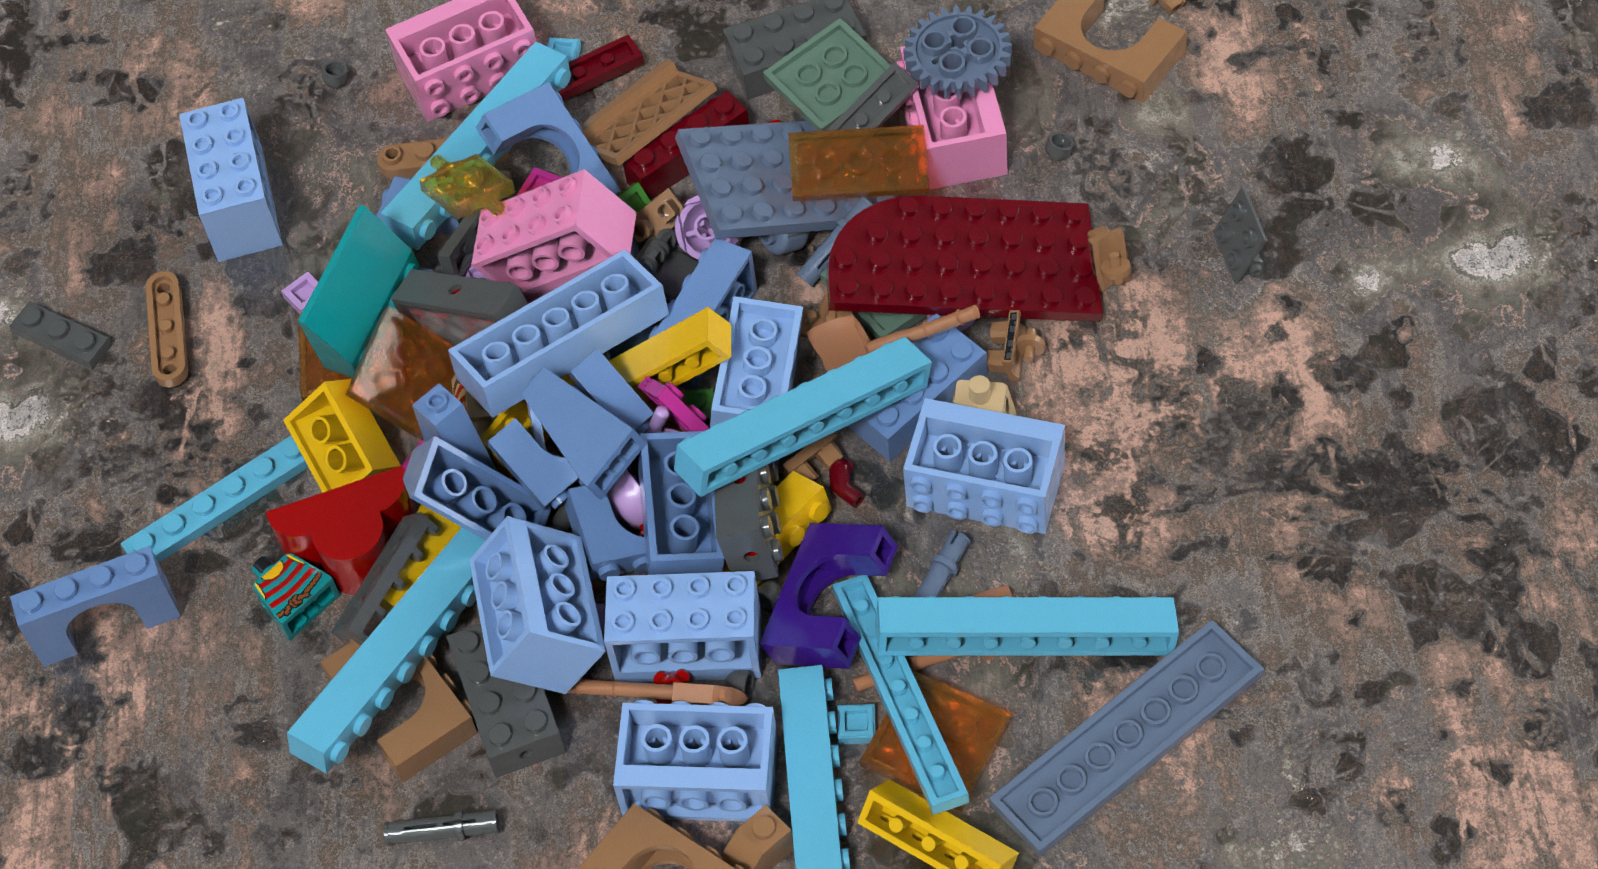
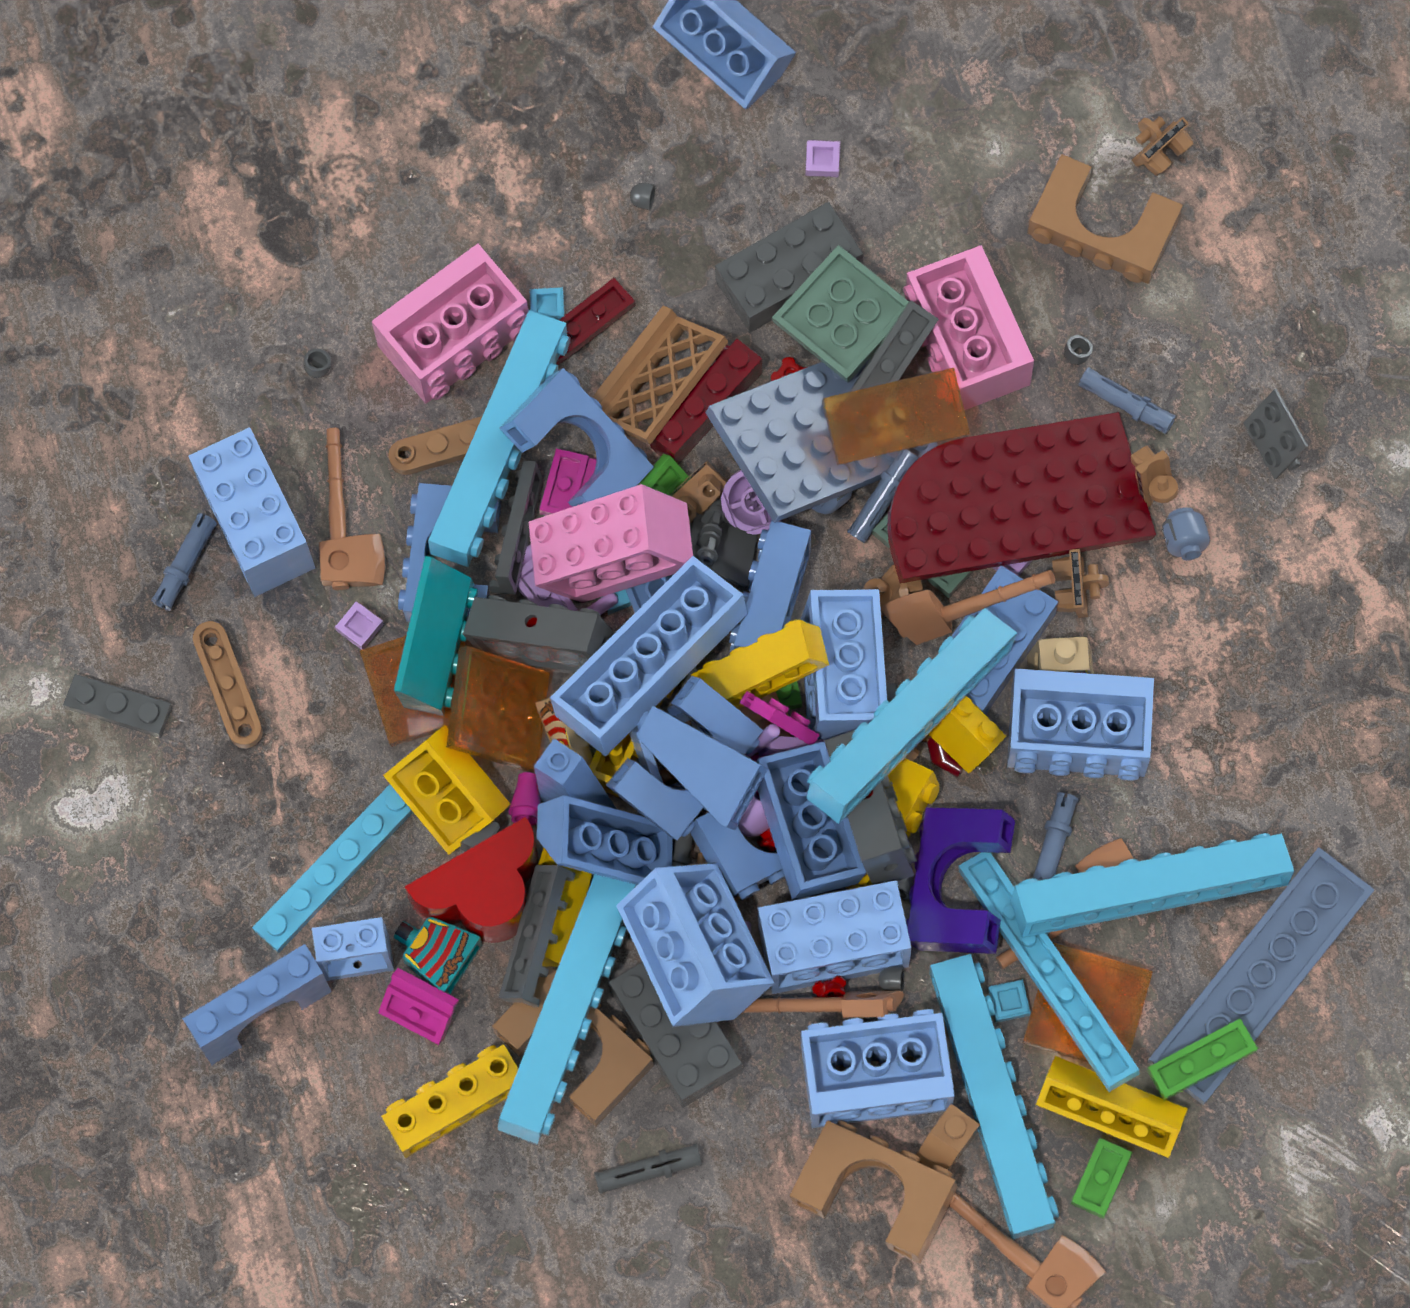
camera: 15 degrees left, 15 degrees up
(151, 230) = (178, 572): none -> sand blue pin
(192, 585) = (345, 943): none -> light blue window
(248, 733) = (452, 1101): none -> yellow brick
(255, 636) = (418, 1006): none -> dark pink plate
(313, 238) = (344, 559): none -> nougat piece
(466, 186) = (512, 501): clear yellow plate -> none
(864, 458) = (967, 734): none -> yellow brick
(958, 52) = (990, 296): sand blue gear -> none
(1043, 803) = (1202, 1059): none -> bright green plate
(1109, 202) = (1139, 407): none -> sand blue pin
(1131, 313) = (1185, 533): none -> sand blue head

